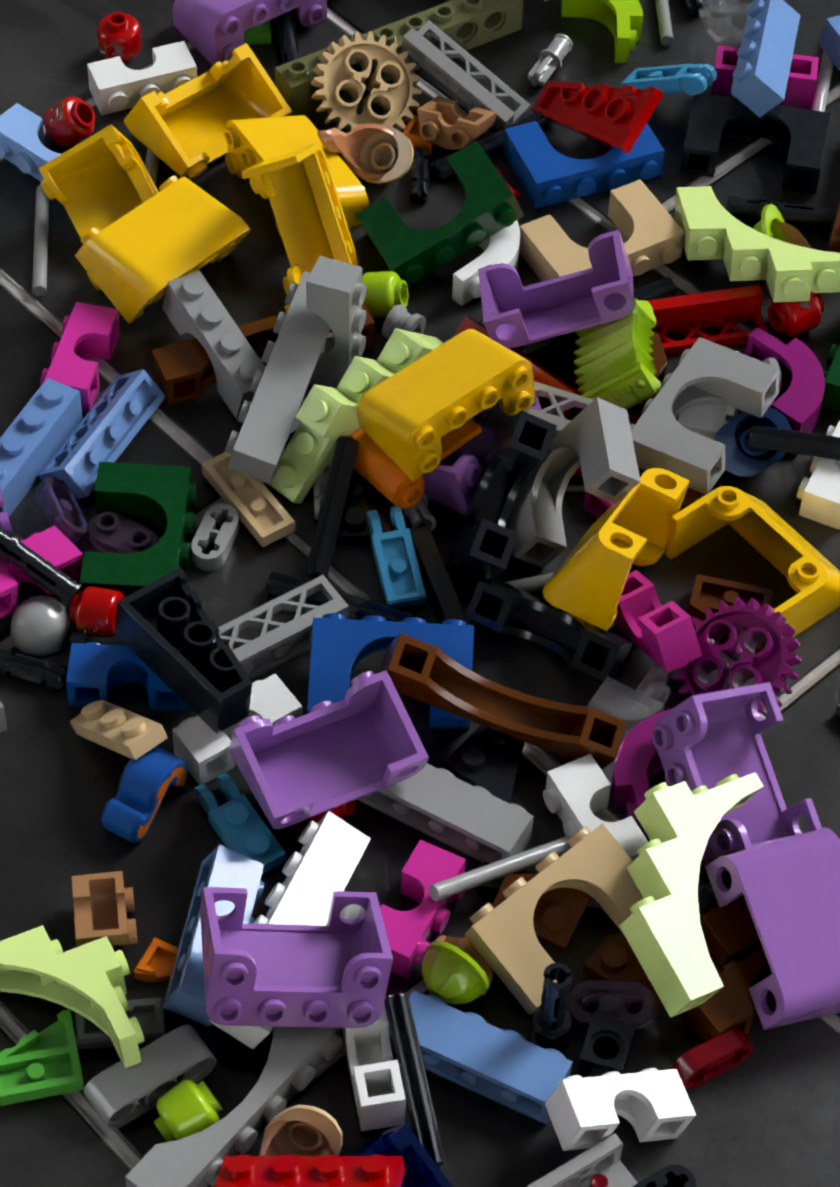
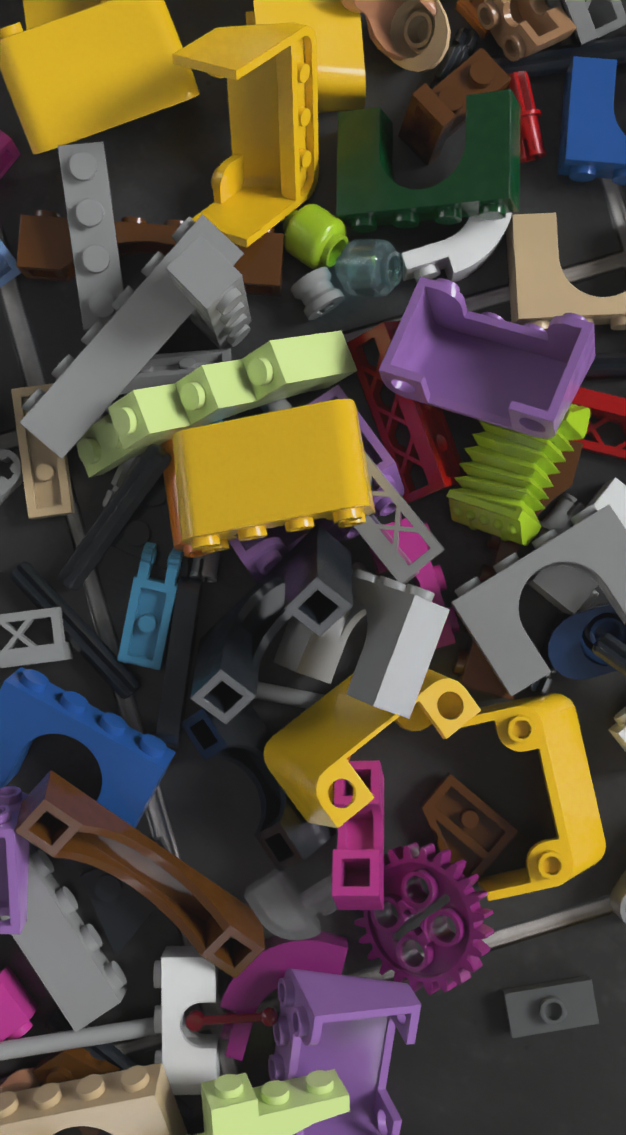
camera: 30 degrees right, 35 degrees up
(428, 190) = (442, 110): none -> reddish brown bracket
(434, 294) = (369, 267): none -> clear light blue head
(603, 805) = (197, 1019): none -> dark red hinge

